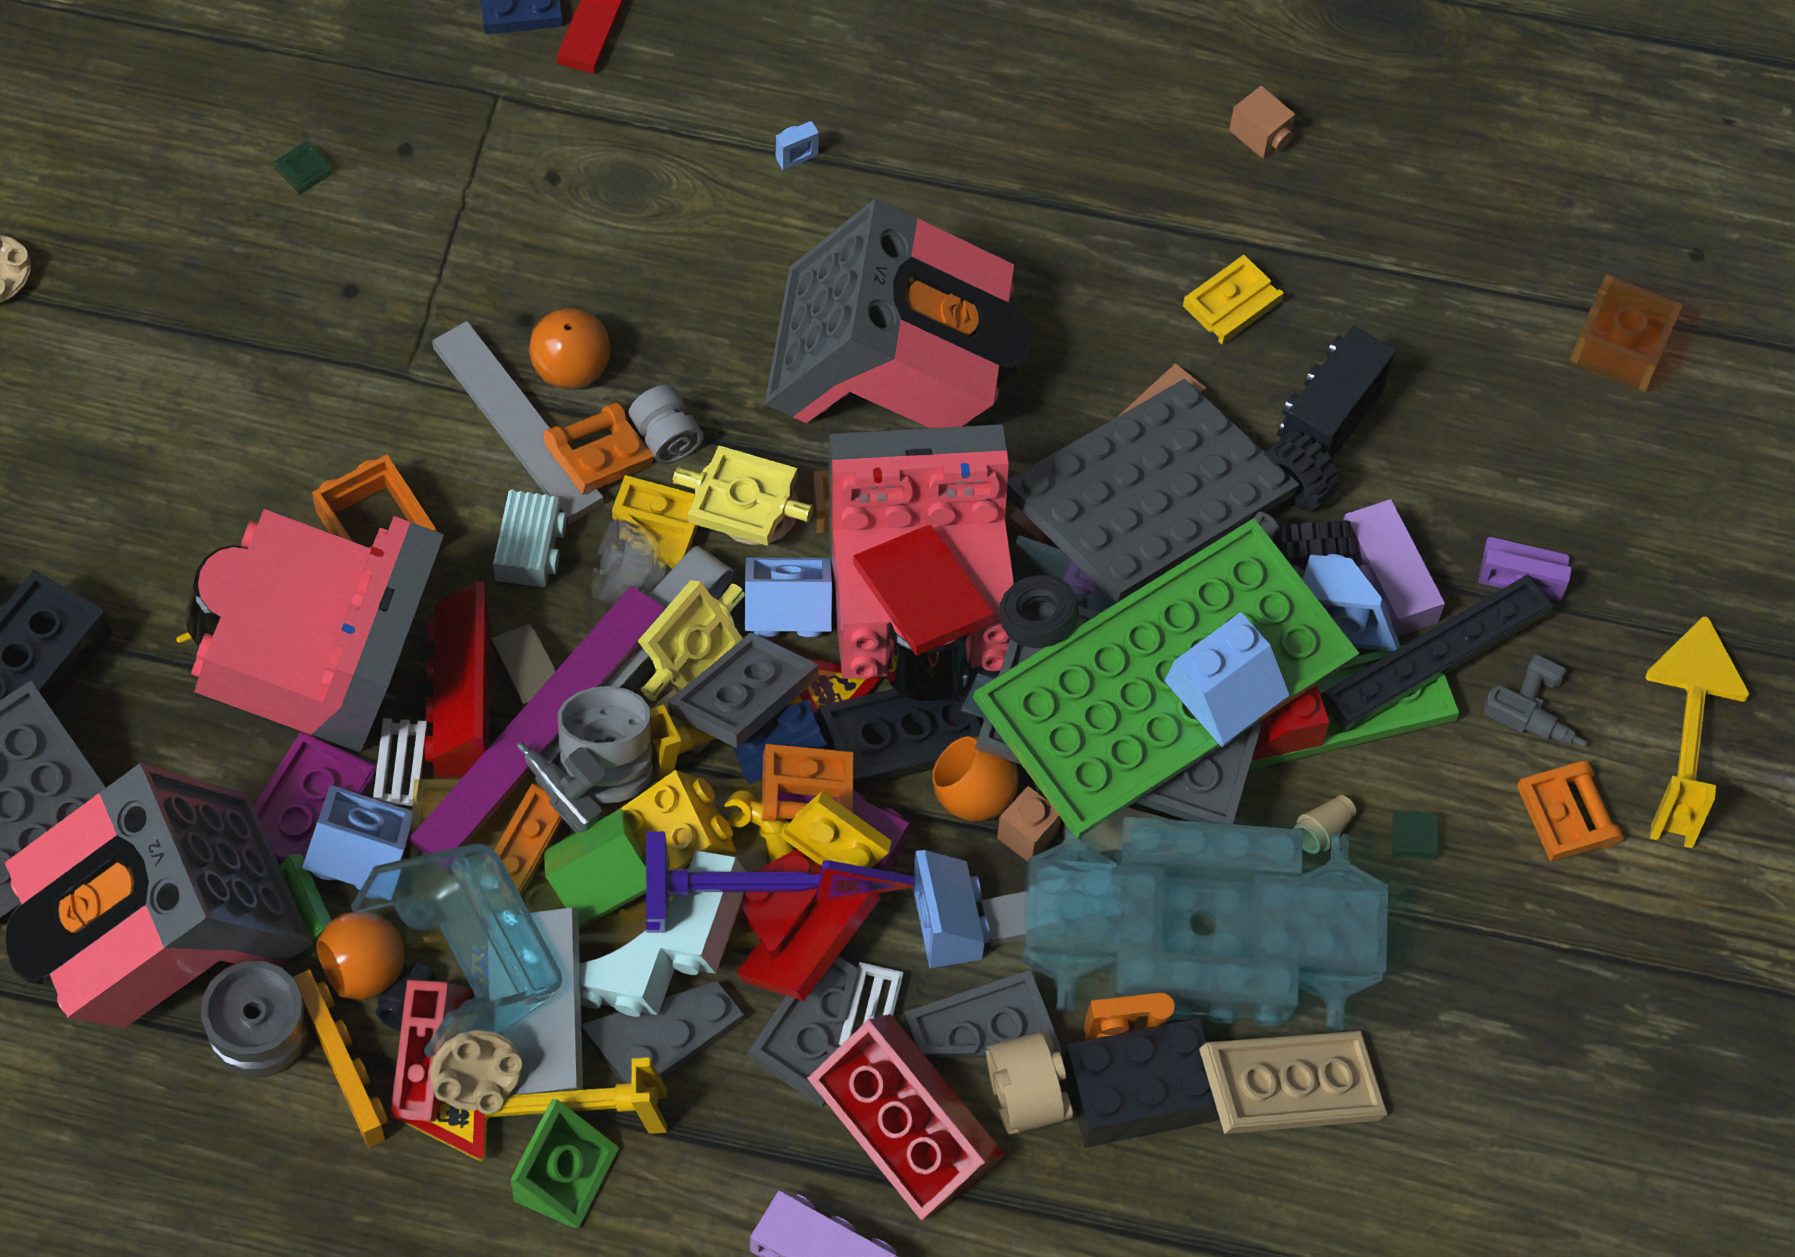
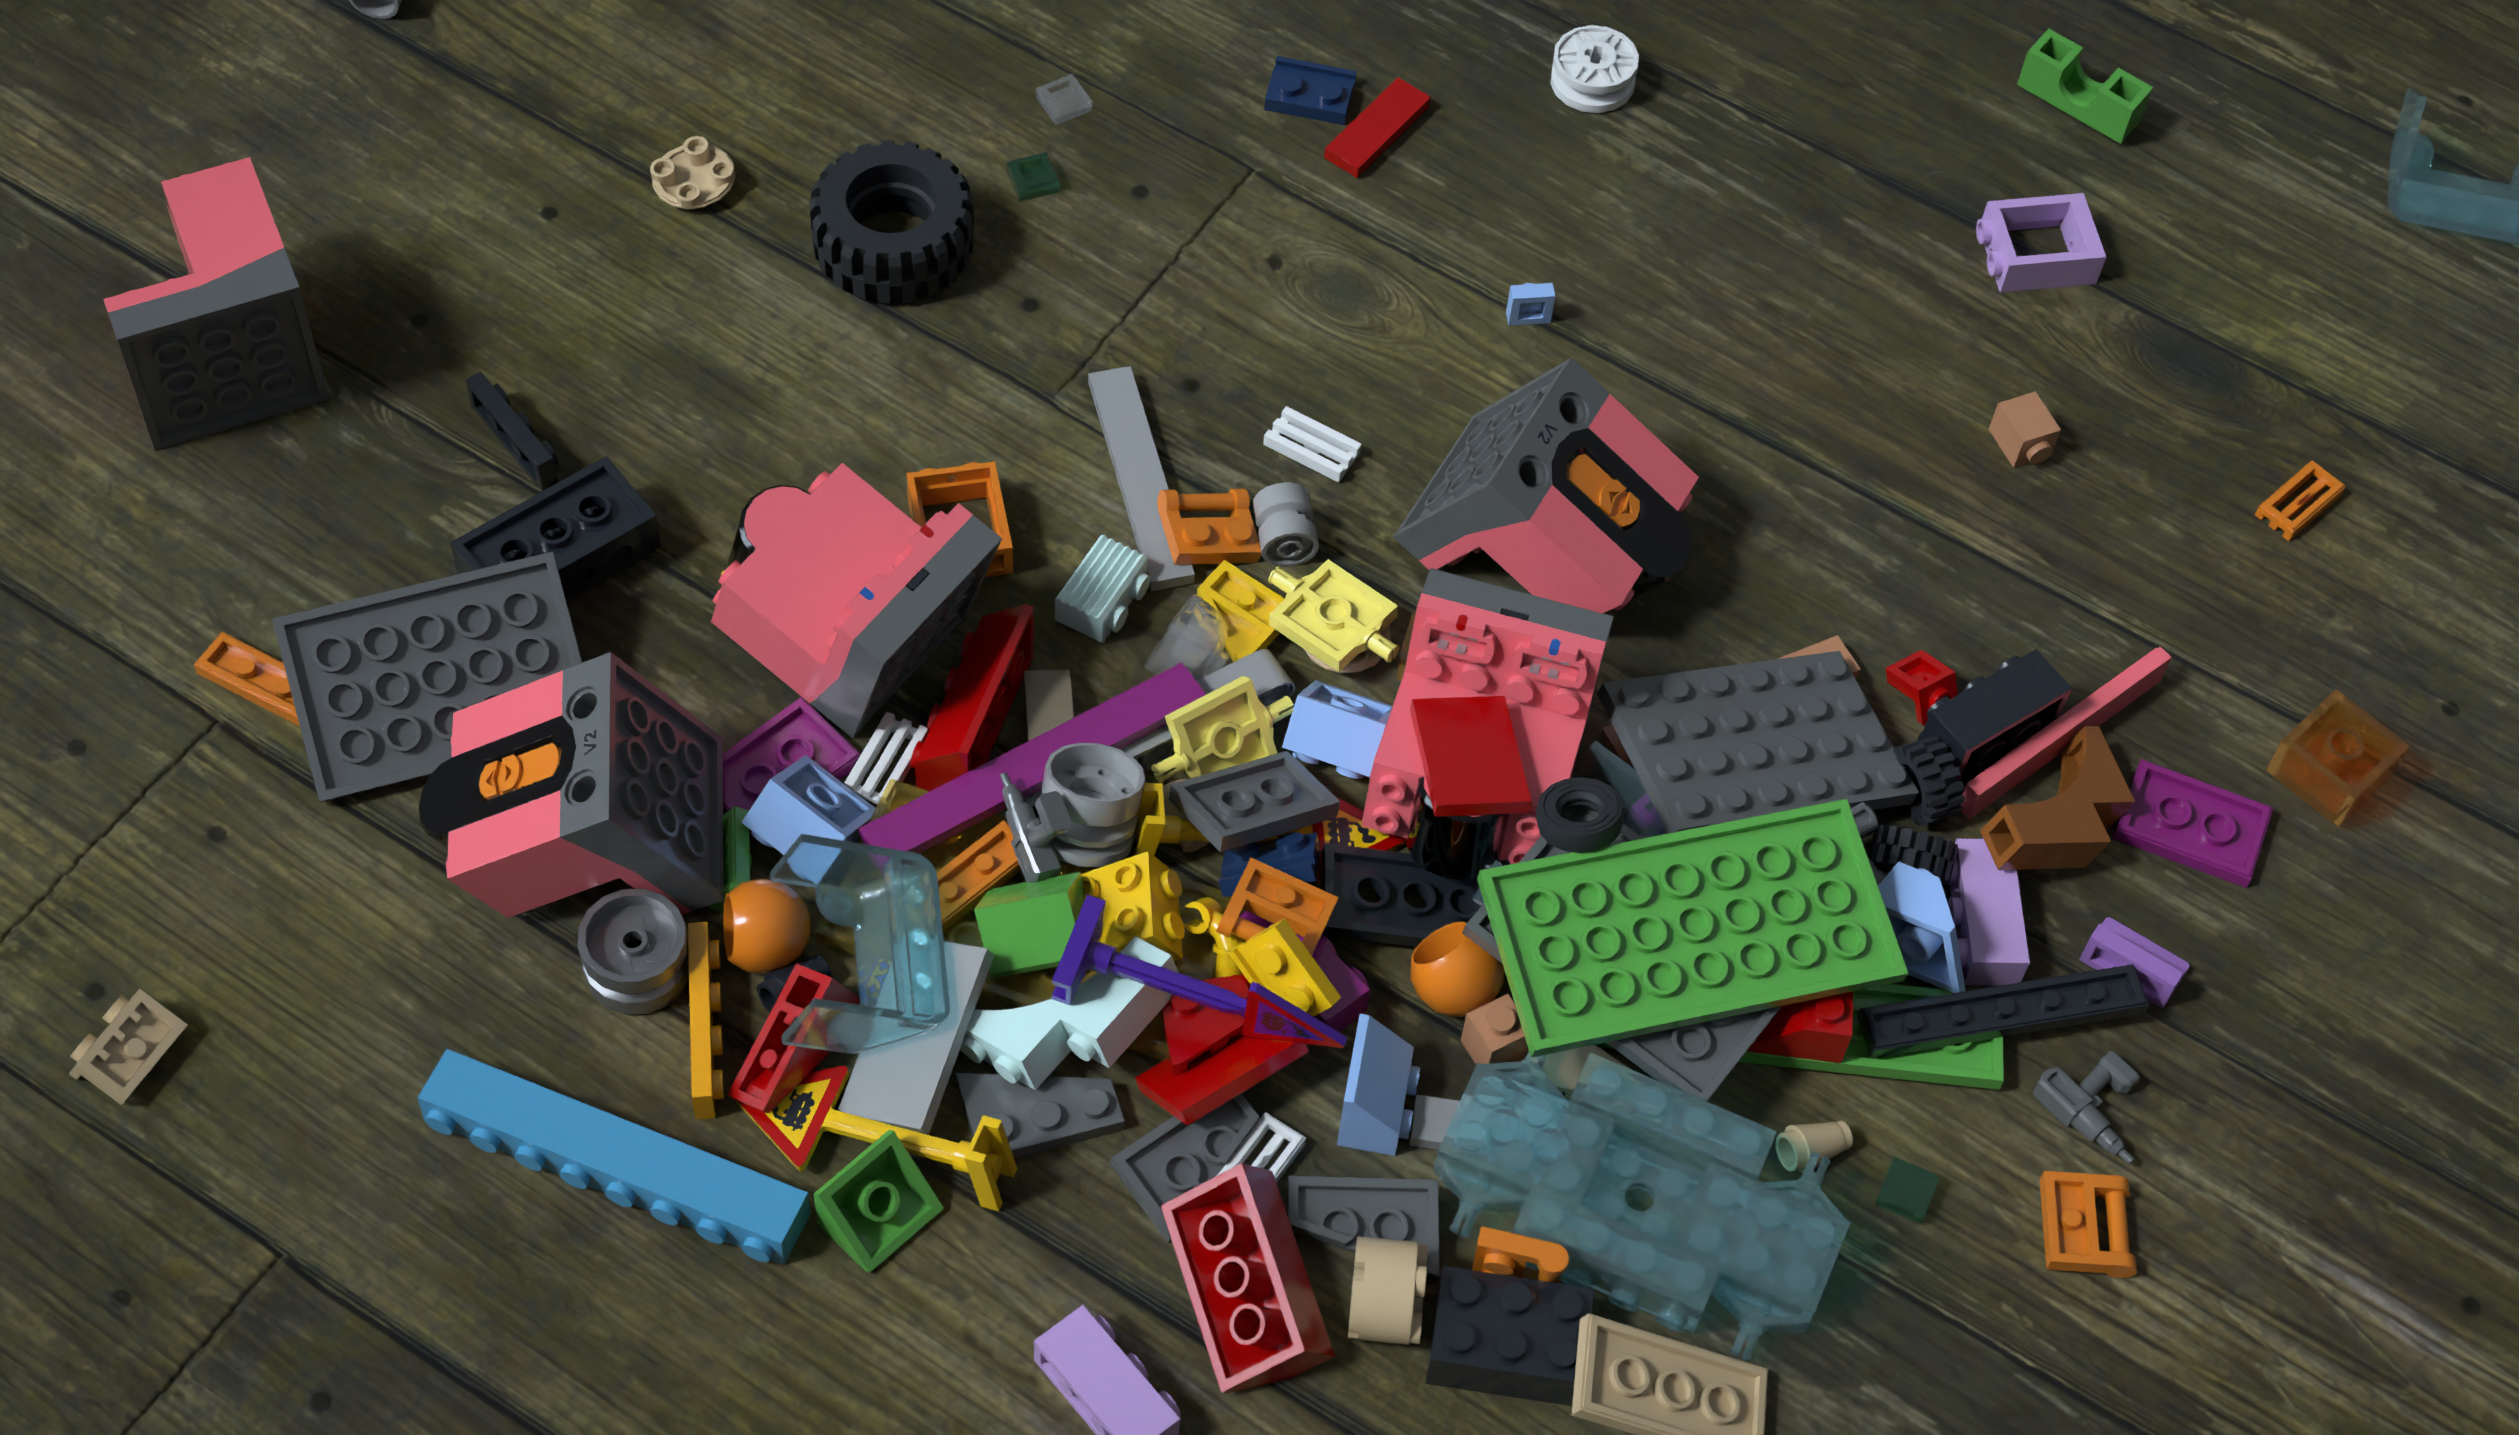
camera: 20 degrees right, 5 degrees down
(187, 214) = (889, 181): none -> black tyre
(300, 83) = (1063, 99): none -> clear tile
(312, 1210) = (614, 1157): none -> dark azure brick
(476, 1071) = (826, 1075): tan dish -> none
(569, 348) = (1219, 422): orange helmet -> none
(656, 333) = (1316, 439): none -> white tile
(1229, 679) = (1753, 948): light blue slope -> none
(1232, 299) = (1924, 592): yellow plate -> none
(1264, 381) = (1923, 681): none -> red bracket
(1396, 384) = (2050, 740): none -> coral tile
(1433, 471) = (2072, 824): none -> dark orange arch
(1500, 131) = (2281, 519): none -> orange tile
(1527, 429) = (2194, 823): none -> magenta tile
(1701, 668) = (2290, 1124): yellow piece -> none

